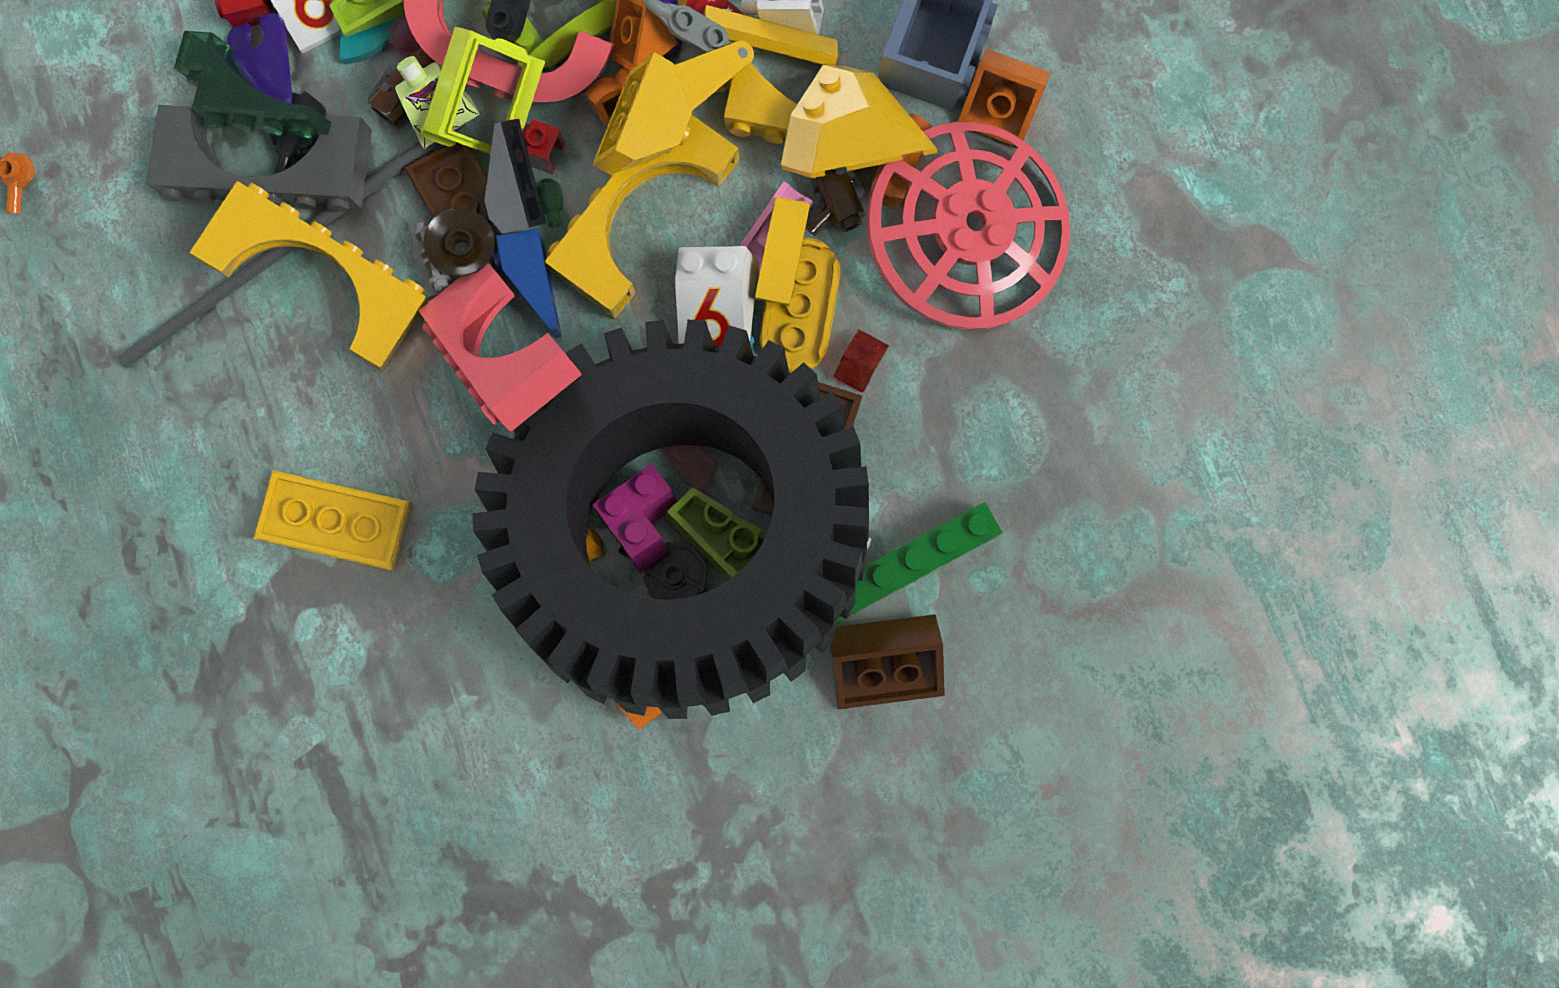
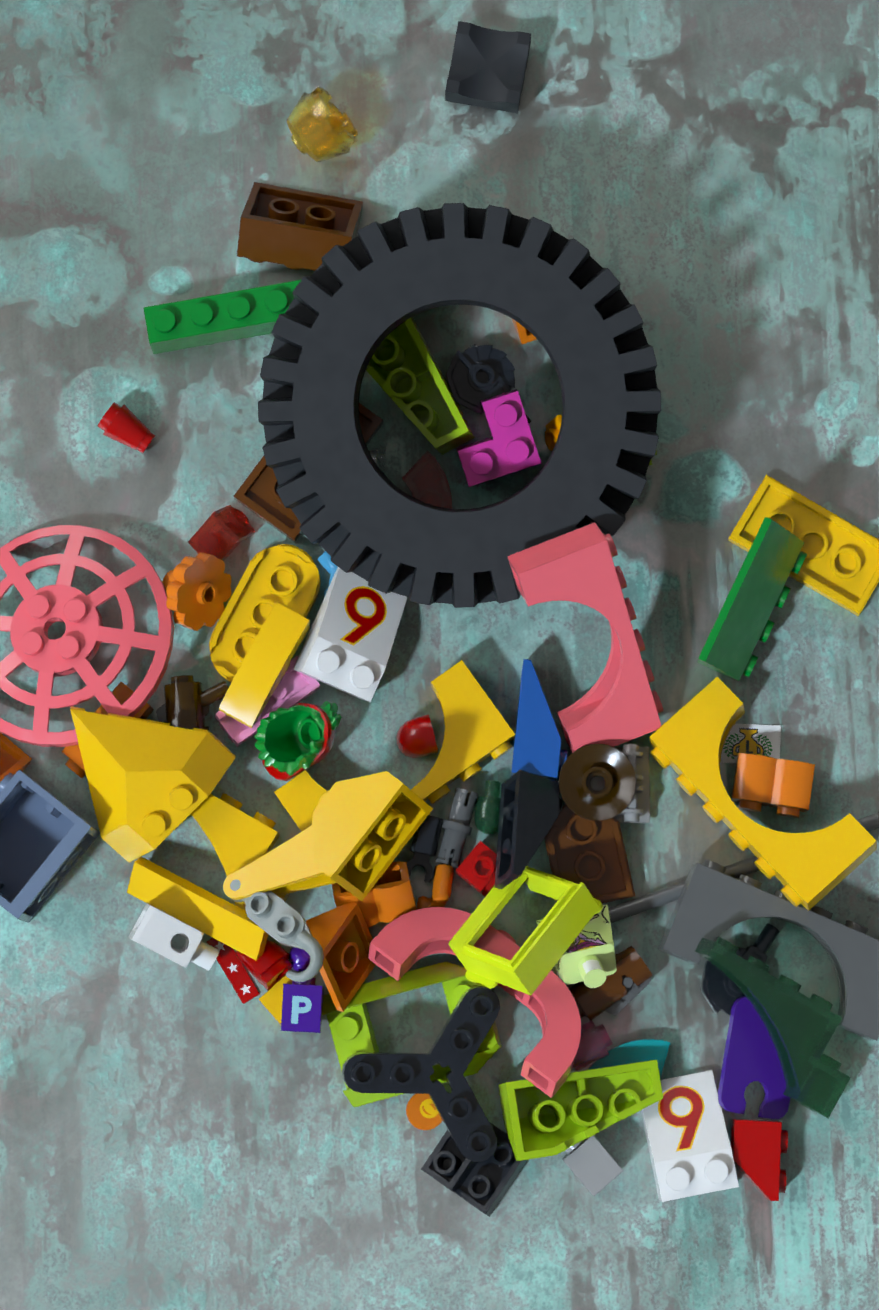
camera: 160 degrees left, 0 degrees up
(309, 296) = (772, 783): none -> orange brick
(336, 331) = (752, 739): none -> sticker
(369, 439) = (751, 600): none -> green slope
(570, 118) = (441, 888): none -> orange arm
(573, 176) = (457, 827): none -> dark grey pin
(595, 175) = (425, 844): none -> black bar
(631, 239) = (417, 738): none -> red piece
(733, 201) = (296, 738): none -> green hair
(762, 876) = (488, 67): none -> black brick
(865, 298) = (197, 591): none -> orange plant
(899, 762) = (320, 127): none -> clear yellow cone
(979, 427) = (125, 428): none -> red cone

